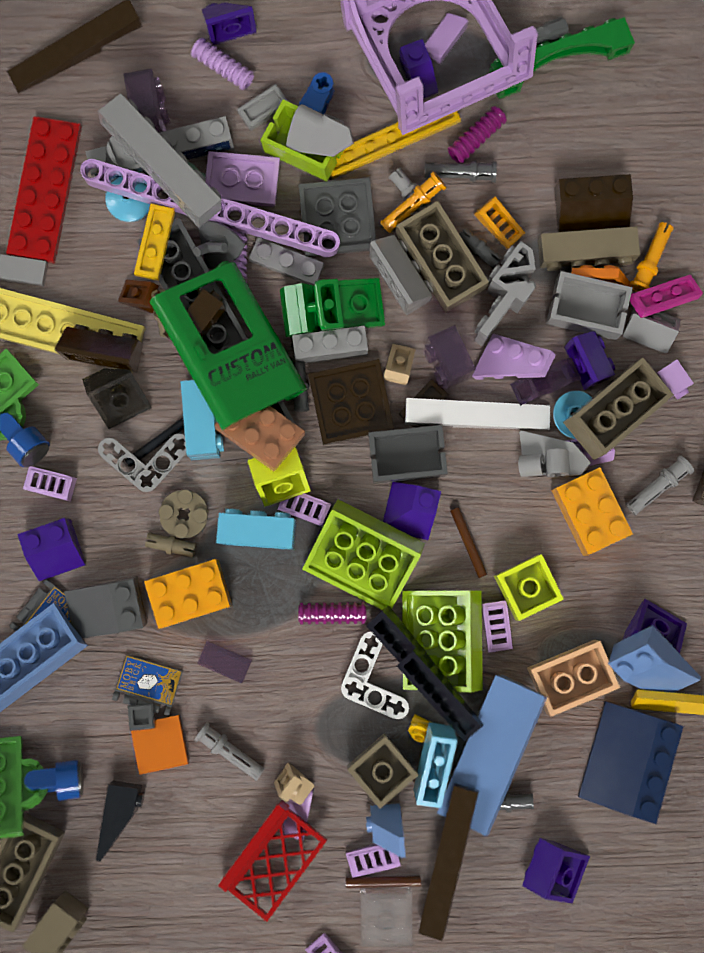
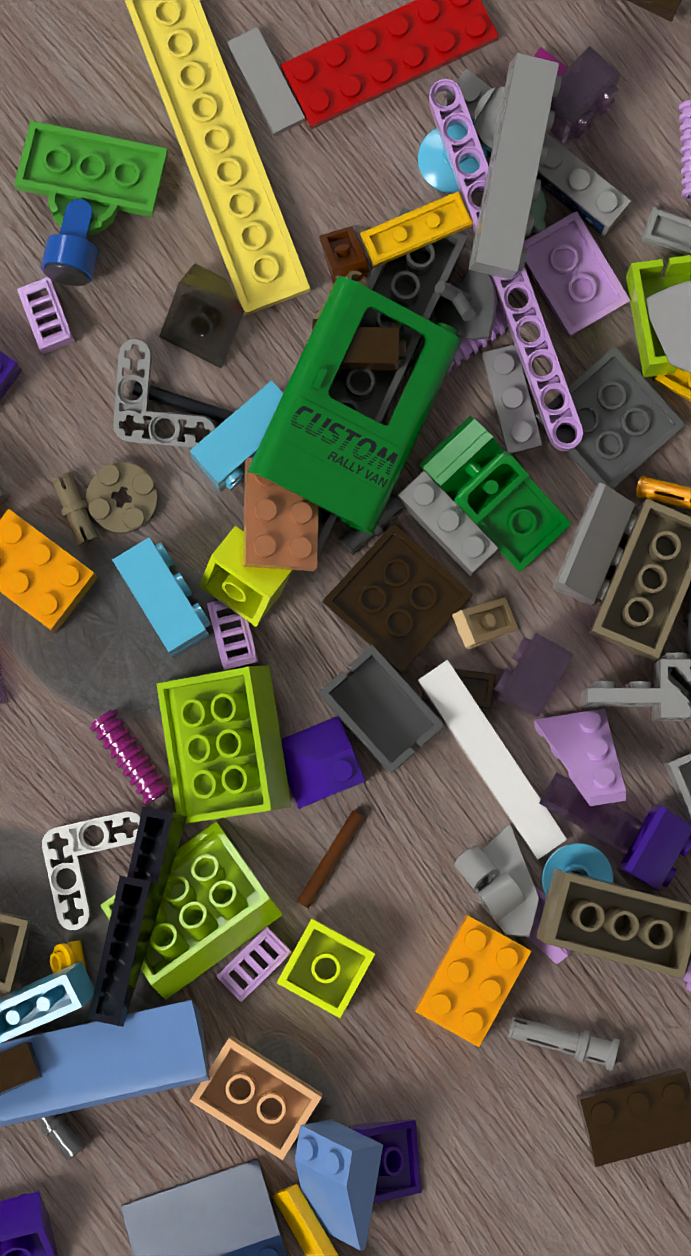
camera: 55 degrees right, 0 degrees up
(100, 348) = (245, 258): dark brown slope -> none

